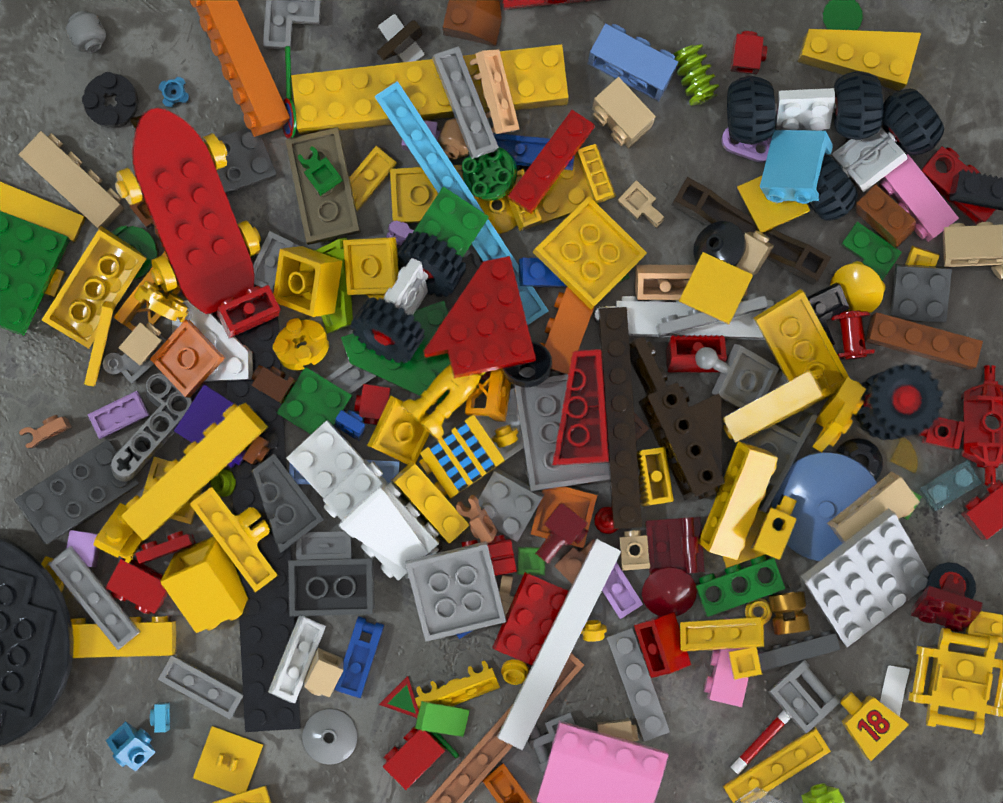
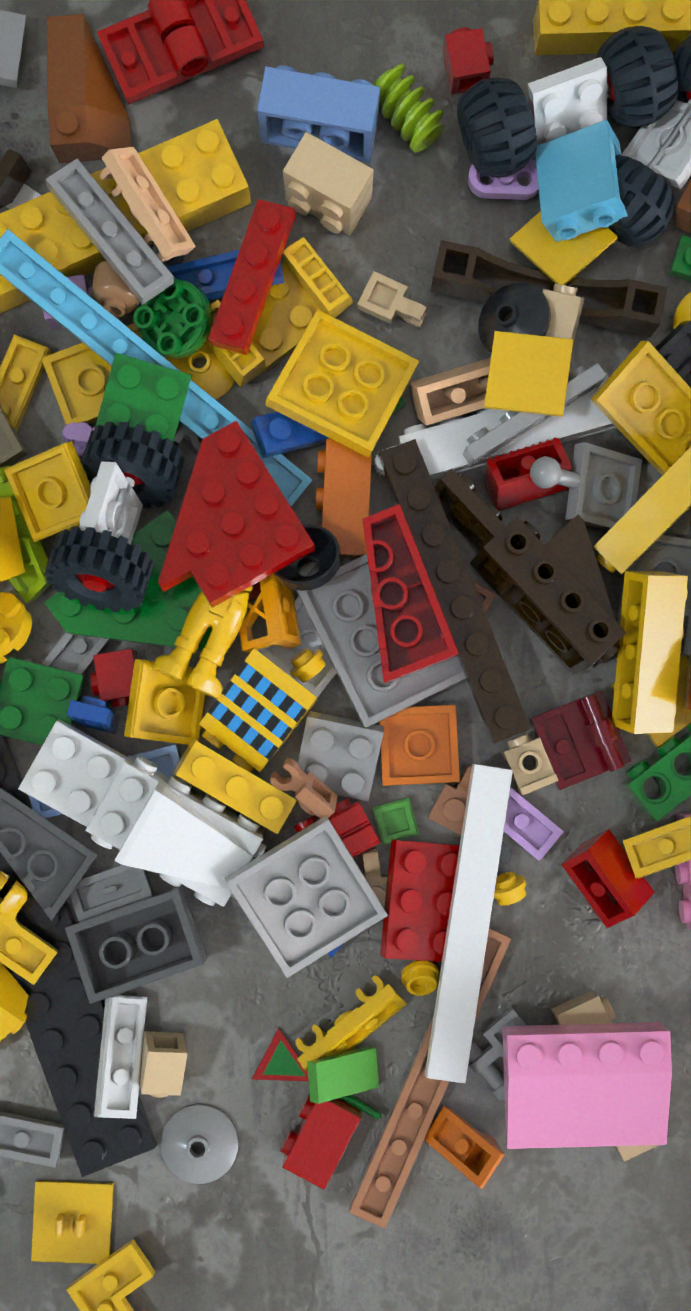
camera: 20 degrees left, 0 degrees up
(359, 658) = (205, 1026): blue plate -> none
(564, 529) = (427, 766): dark red brick -> none
(603, 520) = (475, 735): red plate -> none
(638, 684) = (590, 940): light grey plate -> none
(654, 477) = (525, 656): yellow brick -> none
(669, 591) = (592, 803): dark red dish -> none

